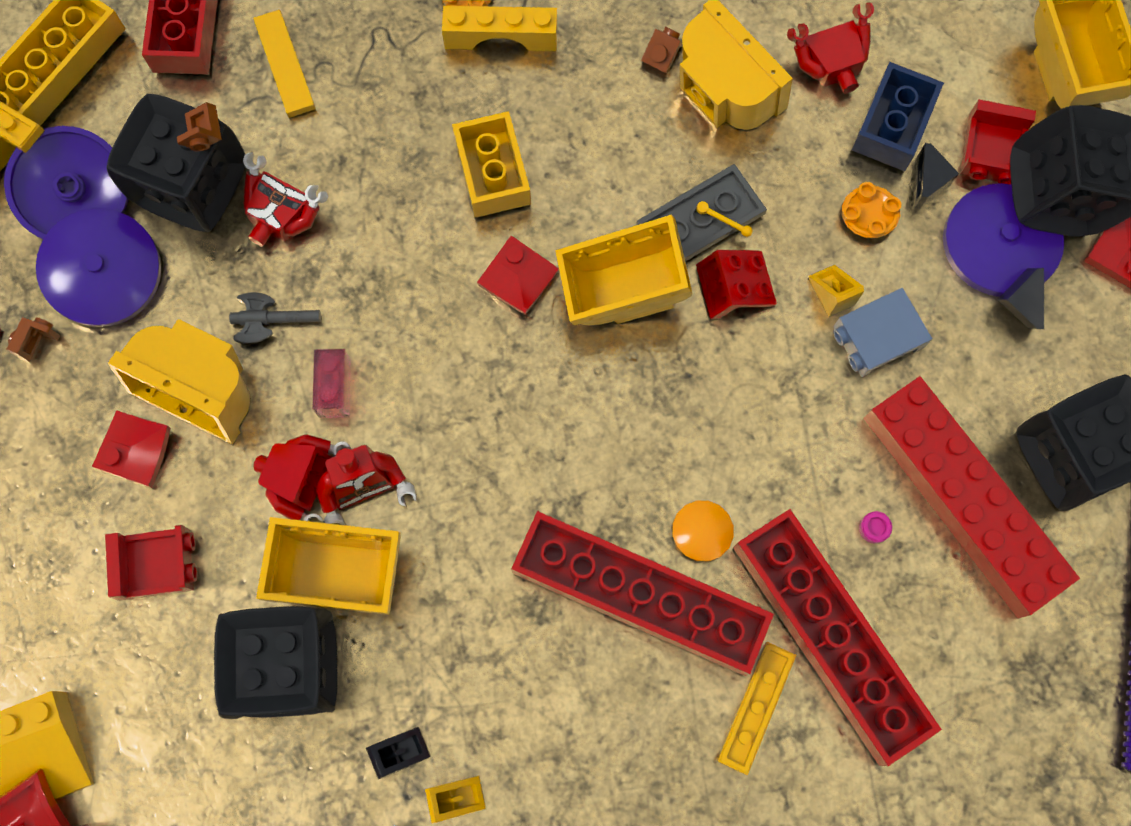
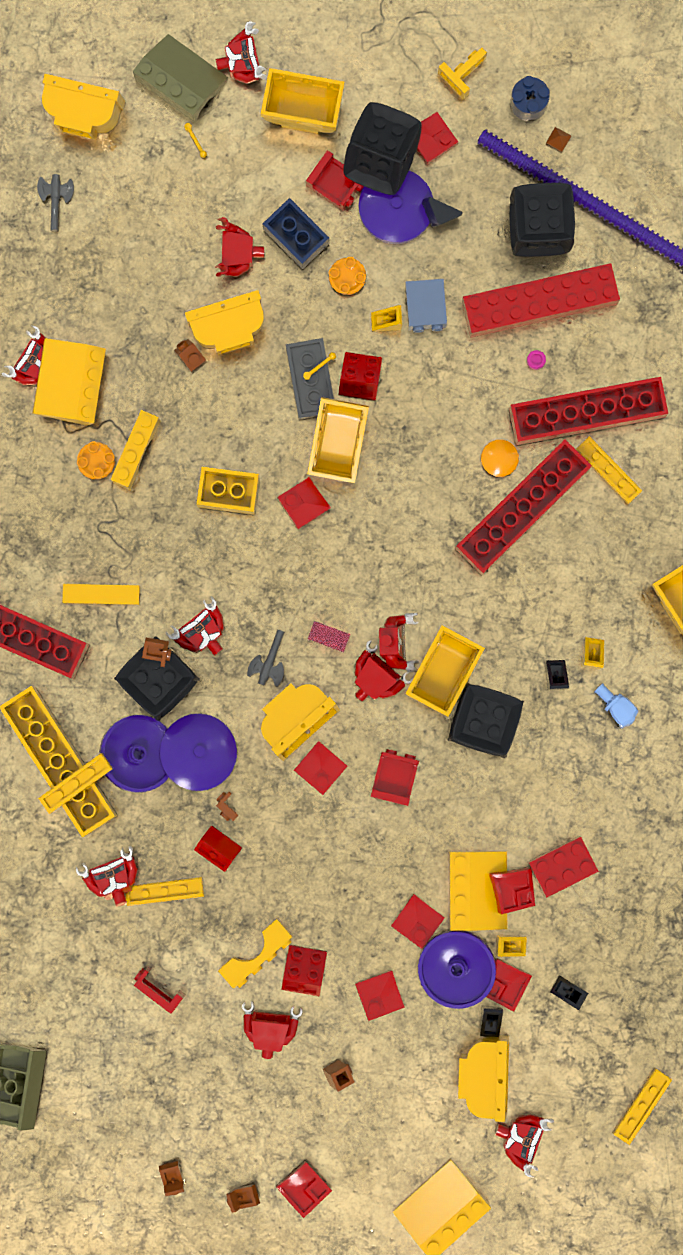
camera: 70 degrees left, 10 degrees up
(932, 175) = (341, 230): black slope -> none

